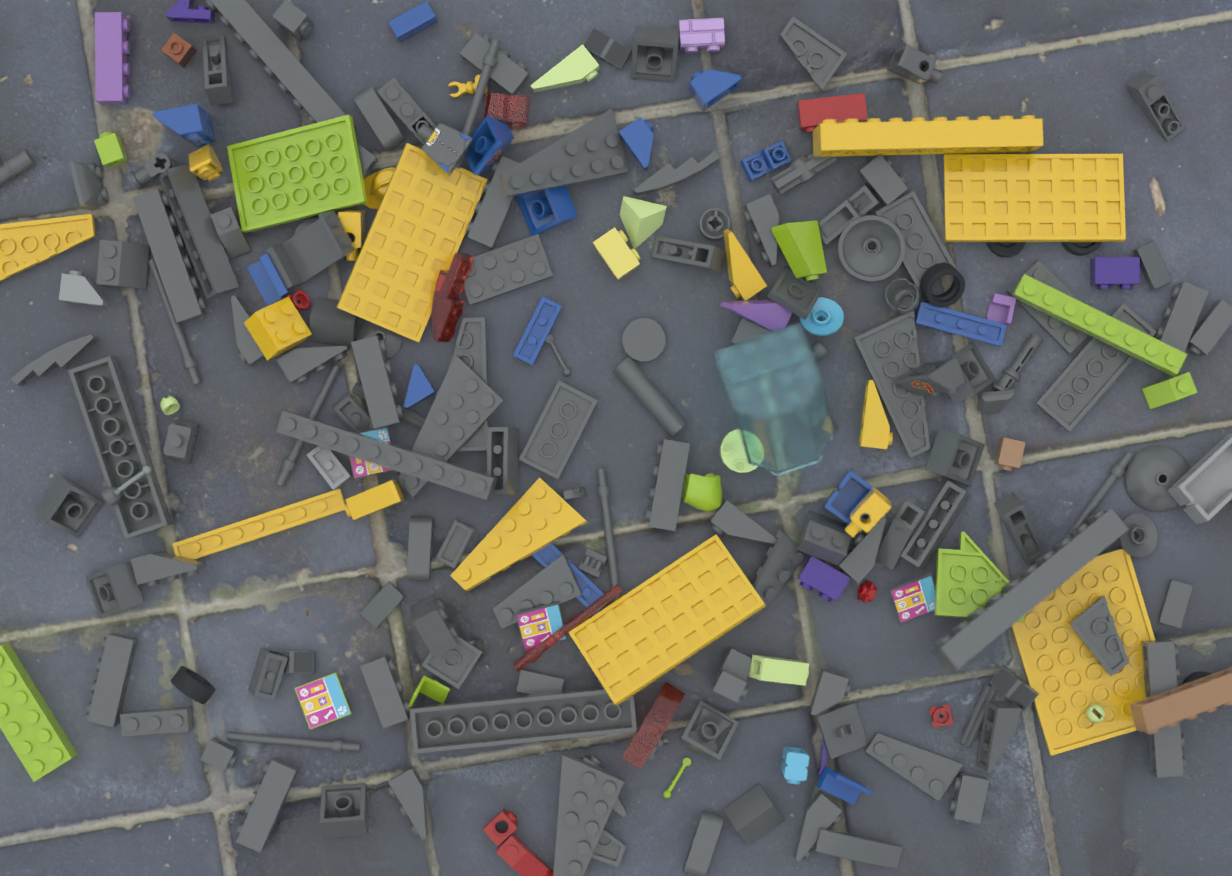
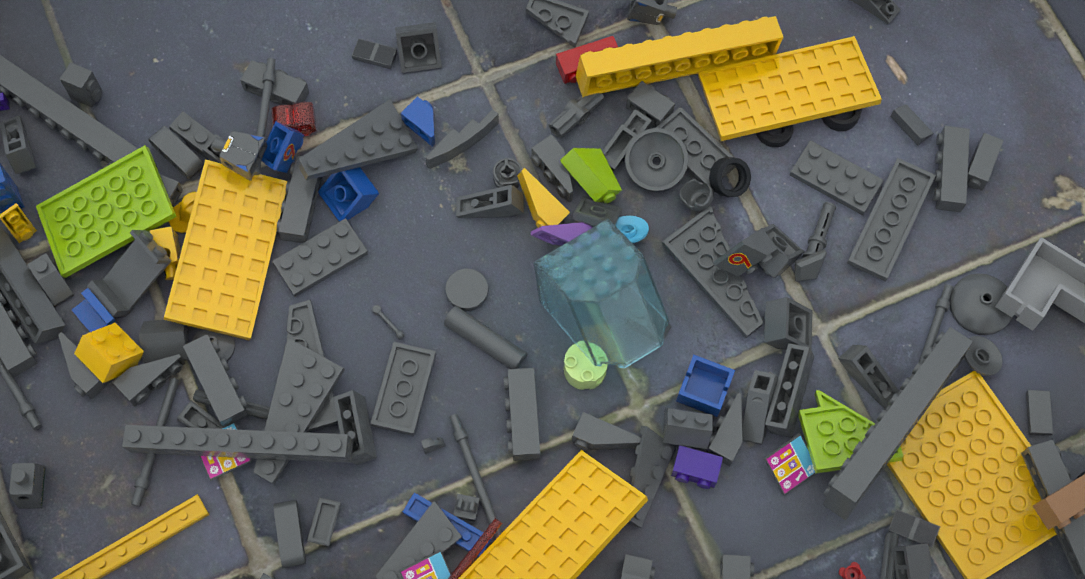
camera: 25 degrees left, 20 degrees down
(170, 405) = (15, 451): yellowish green hinge -> none
(302, 298) = (129, 326): red plate -> none
(329, 466) = (182, 474): light grey plate -> none
(374, 500) = (234, 494): yellow slope -> none
(413, 21) = (194, 68): blue panel -> none
(419, 387) = (259, 380): slope -> none
(446, 305) = (270, 295): clear red slope -> none
(464, 88) = (250, 112): yellow piece -> none
(526, 528) = (390, 491): yellow wing -> none
(537, 331) = (363, 303): blue plate -> none
(570, 71) = (344, 77): yellowish green slope -> none
(616, 253) = (423, 218): light yellow brick -> none
(641, 219) = (439, 184): yellowish green slope -> none
(701, 34) = (456, 23): lavender brick -> none
(703, 491) = (557, 410): lime piece -> none
(712, 86) = (477, 58): slope -> none
(765, 161) = (541, 113): blue slope -> none
(779, 670) = (678, 564): yellowish green brick -> none
(866, 591) = (743, 470): red plate -> none
(873, 504) = (726, 376): yellow torso -> none
(874, 423) = (704, 312): yellow slope -> none
(960, 324) = (757, 209): blue plate -> none
(1001, 308) = (789, 188): medium lavender panel -> none
(1009, 454) = (838, 310): medium nougat brick -> none
(1091, 716) = (999, 535): yellowish green hinge -> none
(1098, 633) = (979, 455): dark grey wing -> none
(1099, 325) = (883, 175): lime brick -> none
(1114, 272) = (880, 134): dark purple brick -> none
(1169, 390) = (965, 222): lime slope -> none

